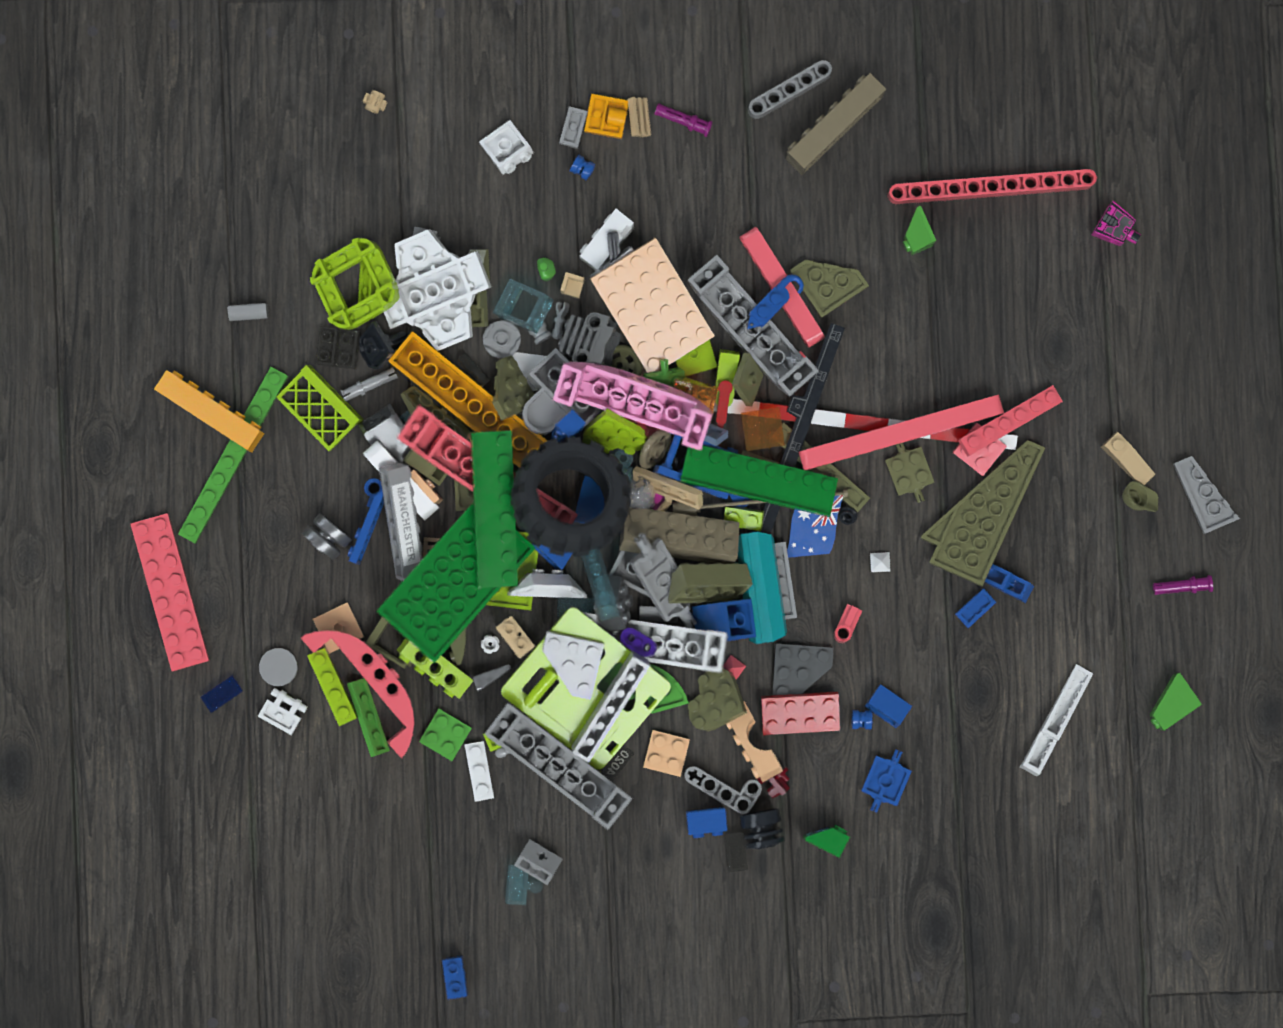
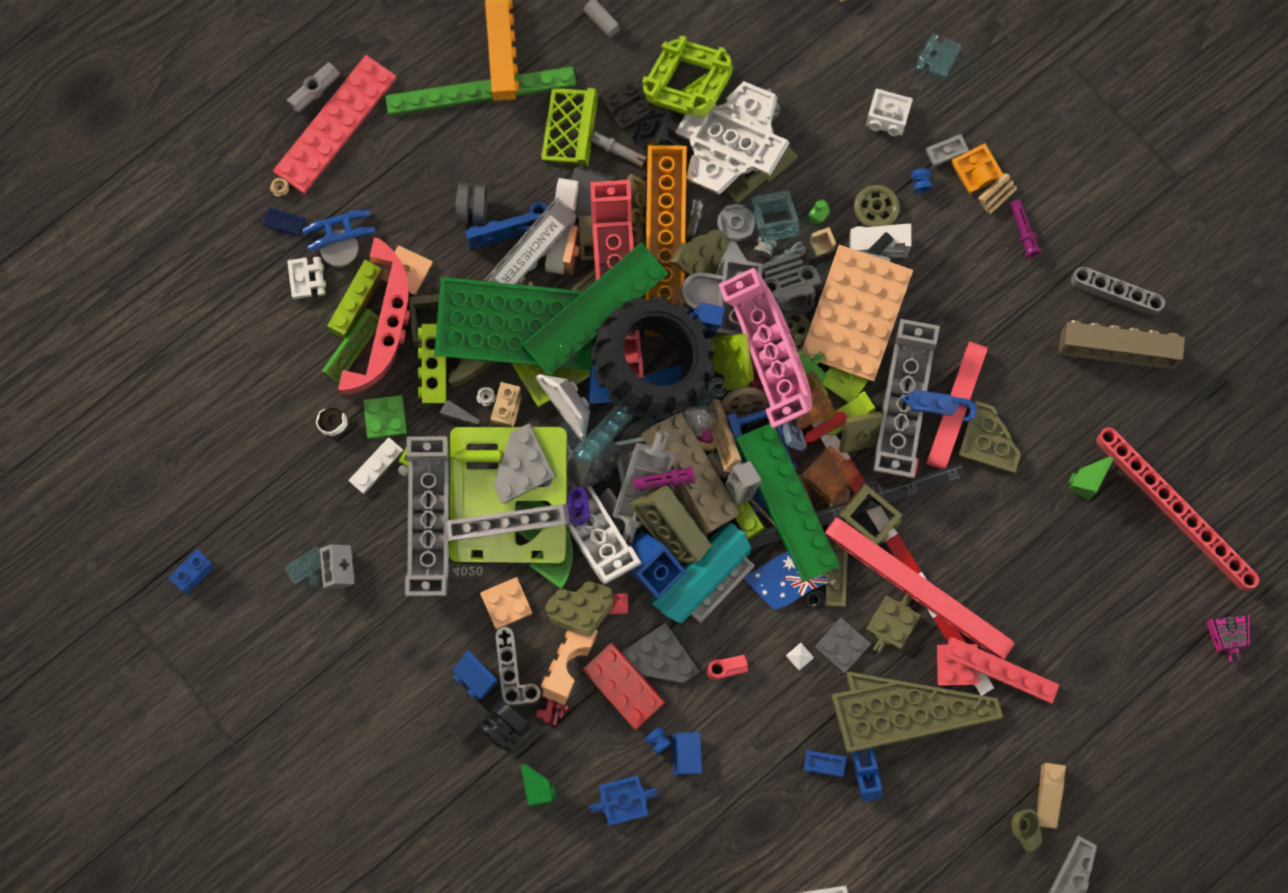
camera: 55 degrees right, 10 degrees down
(128, 599) = (304, 95): none -> light grey piece
(184, 676) = (279, 182): none -> tan plate
(273, 650) = (348, 234): none -> blue piece
(418, 780) = (331, 421): none -> dark brown hair
(496, 68) = (944, 58): none -> clear light blue plate
(559, 220) = (885, 193): none -> olive plate
(662, 584) = (675, 478): none -> magenta pin
(718, 502) = (742, 482): none -> light grey brick
(799, 425) = (856, 500): none -> olive window
(897, 523) = (842, 645): none -> flat silver plate

